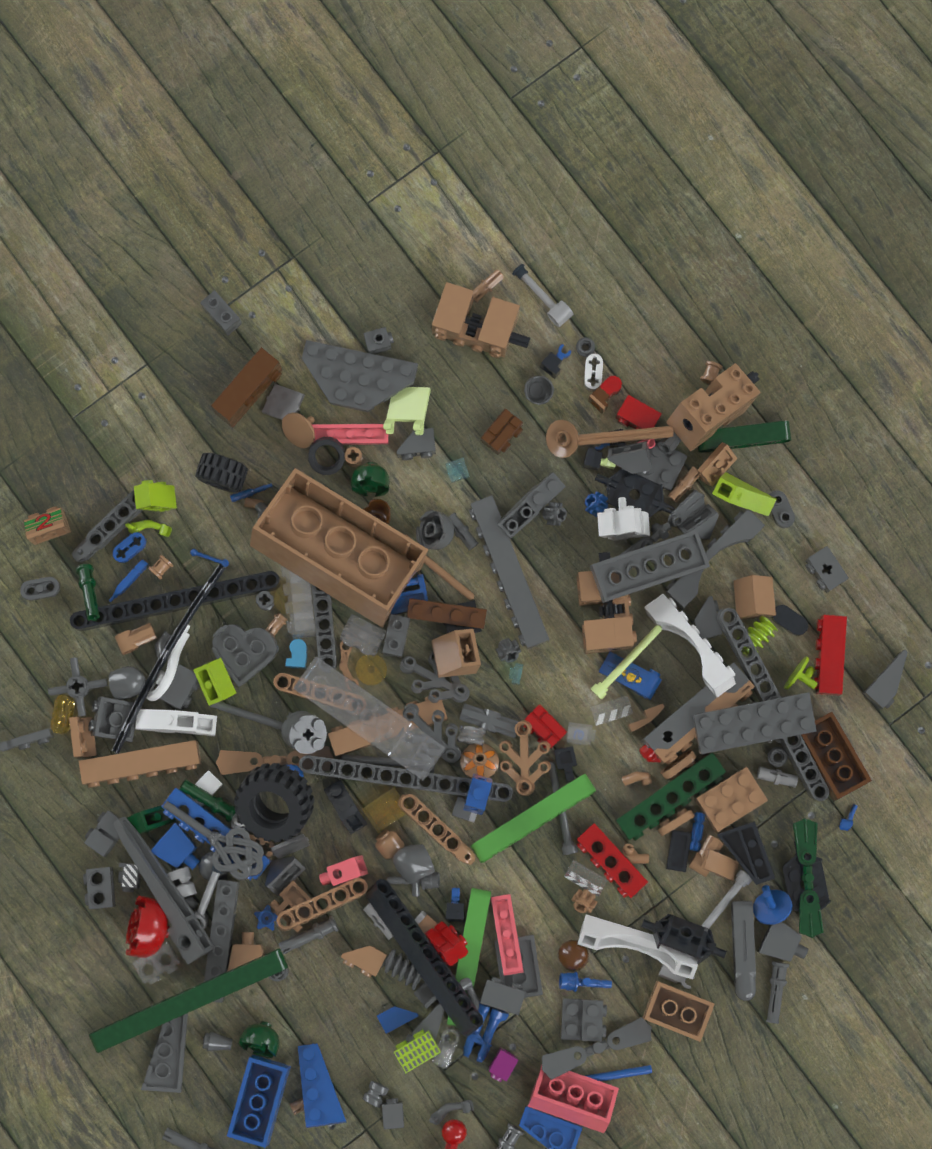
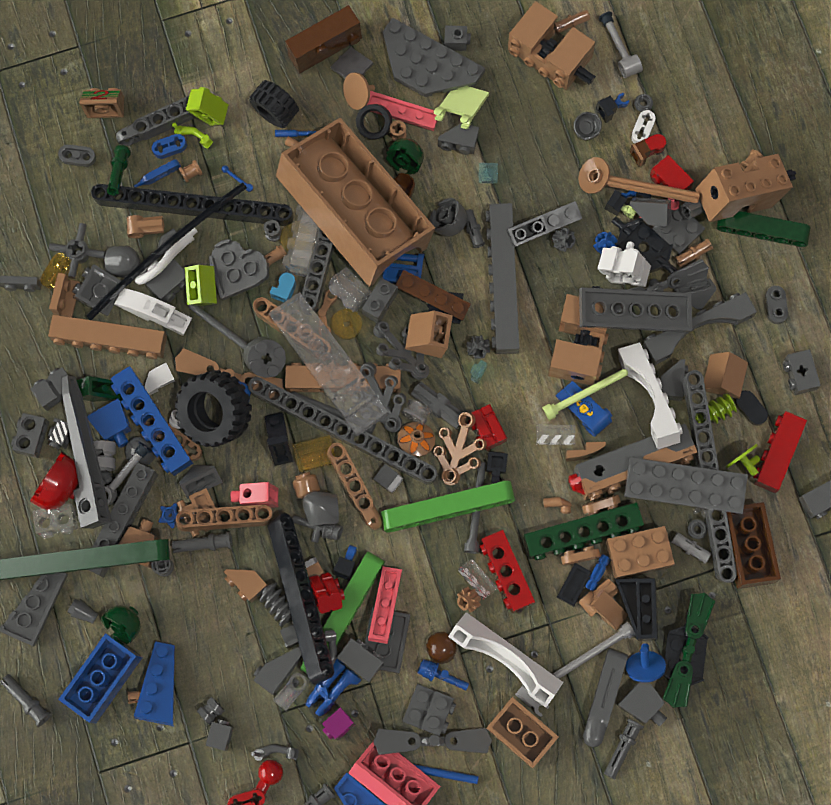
camera: 25 degrees right, 5 degrees down
(215, 803) = (162, 395): dark green pin -> none
(244, 866) = (160, 428): dark grey piece -> none
(290, 846) = (214, 455): flat silver piece -> none
(370, 911) = (270, 552): light grey pin -> none
(395, 1018) = (254, 647): blue tile -> none
(417, 1050) = (262, 681): lime brick -> none
(447, 577) = (446, 266): medium nougat piece -> none
(478, 794) = (402, 465): blue torso -> none
(502, 431) = (541, 152): reddish brown brick -> none
(580, 734) = (518, 445): clear brick -> none
(632, 855) = (530, 575): medium nougat arm -> none
(668, 933) = (563, 675): black plate -> none
(716, 464) = (730, 243): medium nougat bracket -> none
(743, 495) = (746, 278): lime slope -> none
(846, 824) = (742, 614): blue hand -> none

